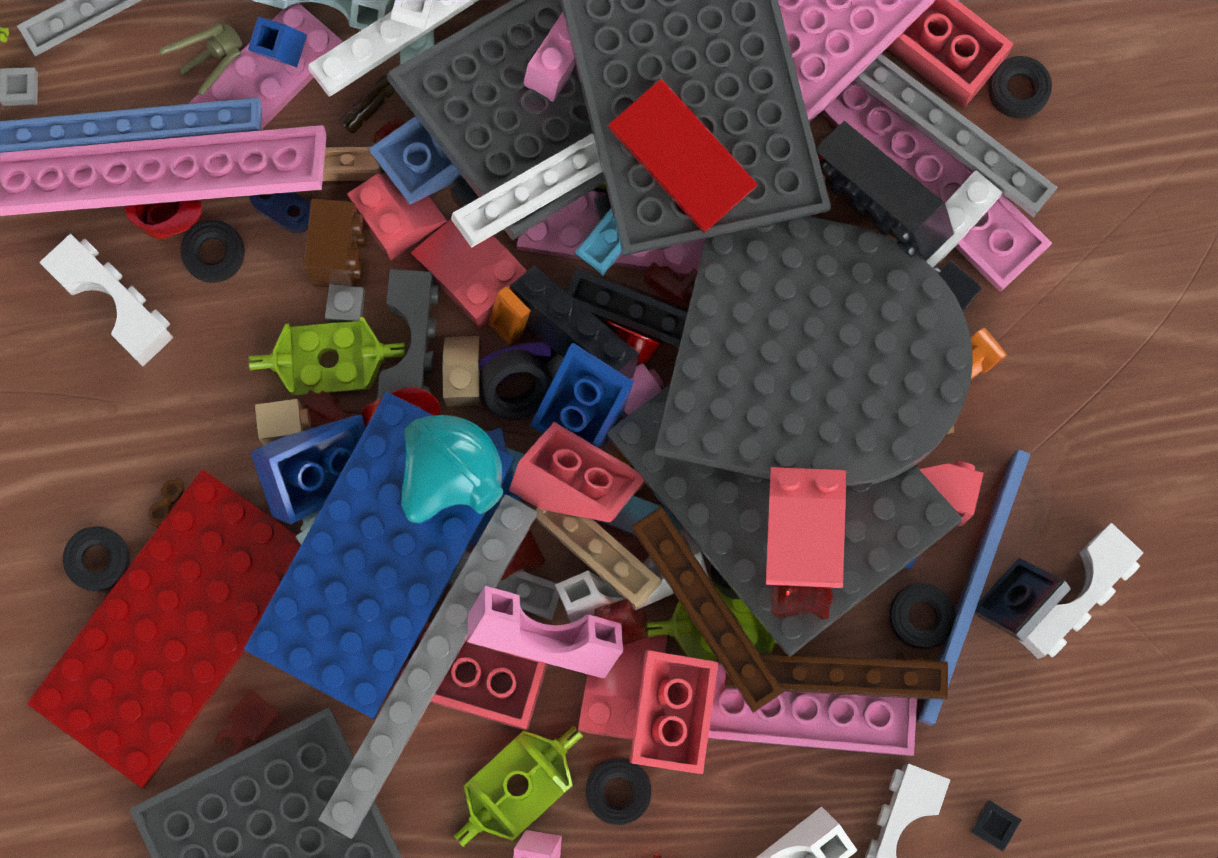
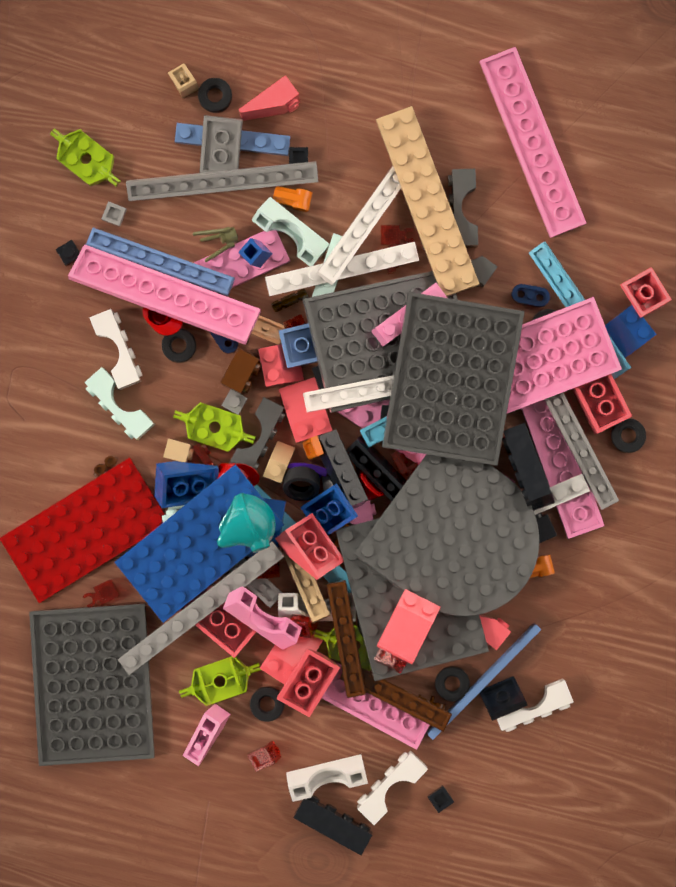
camera: 25 degrees right, 10 degrees up
(76, 549) = (48, 480): black tyre -> none
(187, 404) = (103, 386): none -> light aqua arch
(682, 155) = (432, 410): red tile -> none

